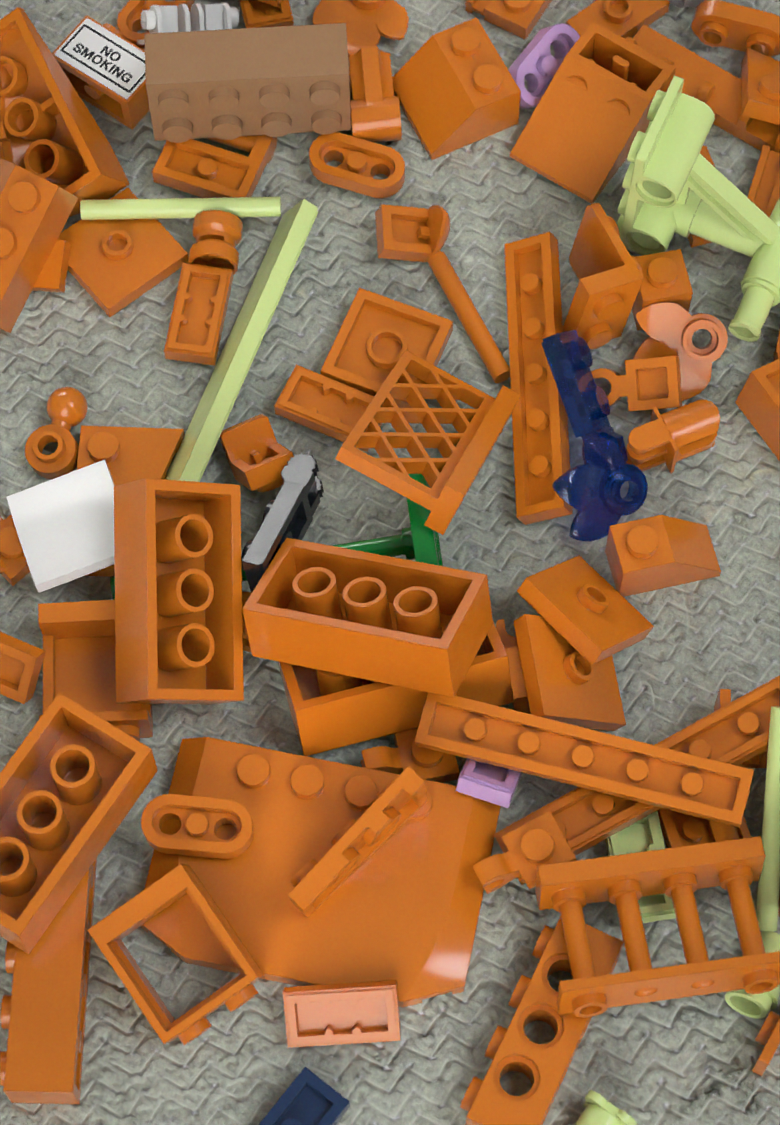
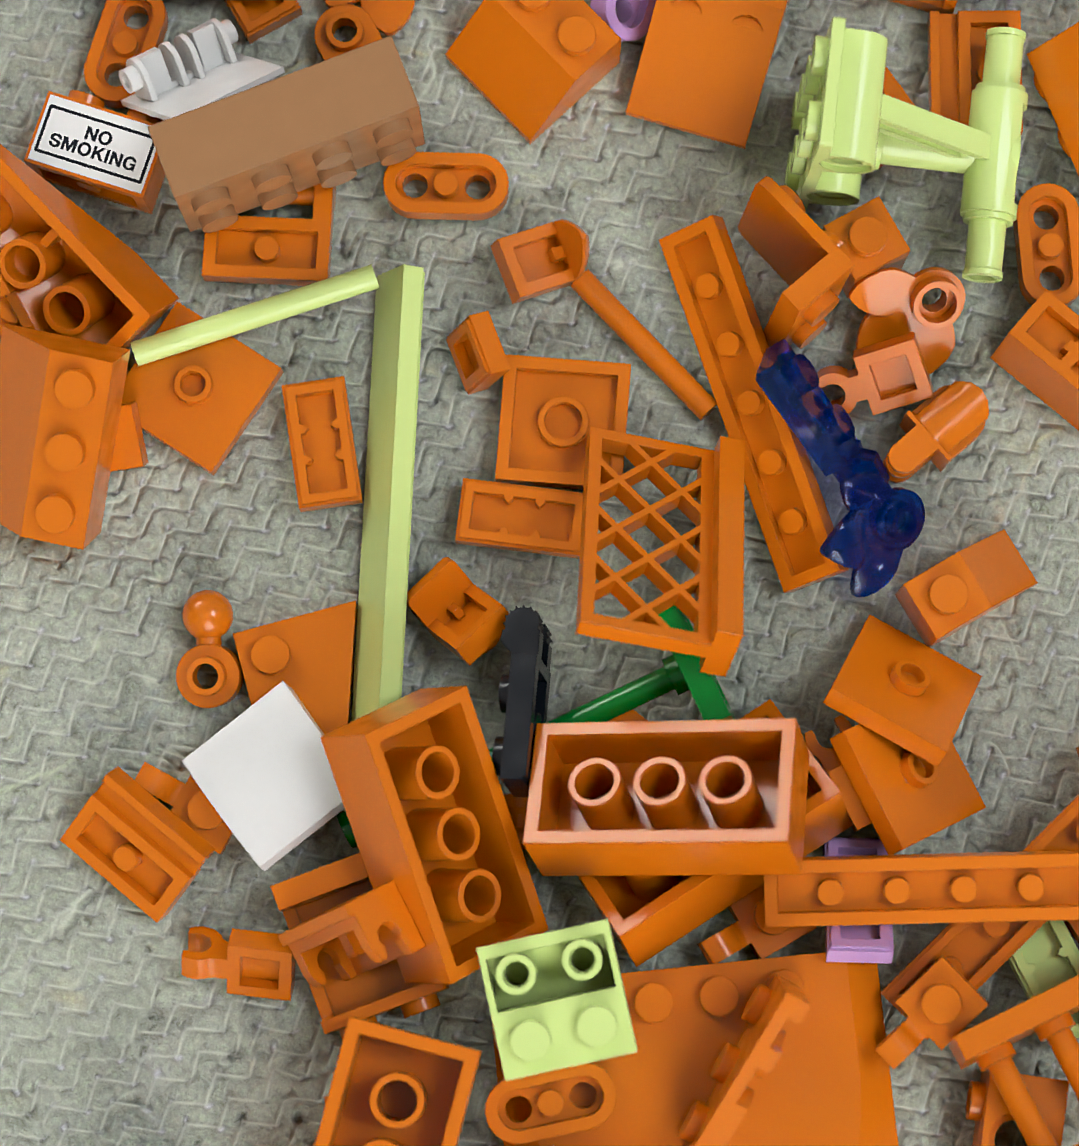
camera: 15 degrees left, 15 degrees up
(90, 646) = (355, 934): none -> orange hinge
(216, 239) = (311, 345): orange wheel -> none
(229, 740) = (557, 999): none -> yellowish green slope
(339, 281) = (477, 352): none -> orange tile
(373, 104) = (445, 102): orange piece -> none

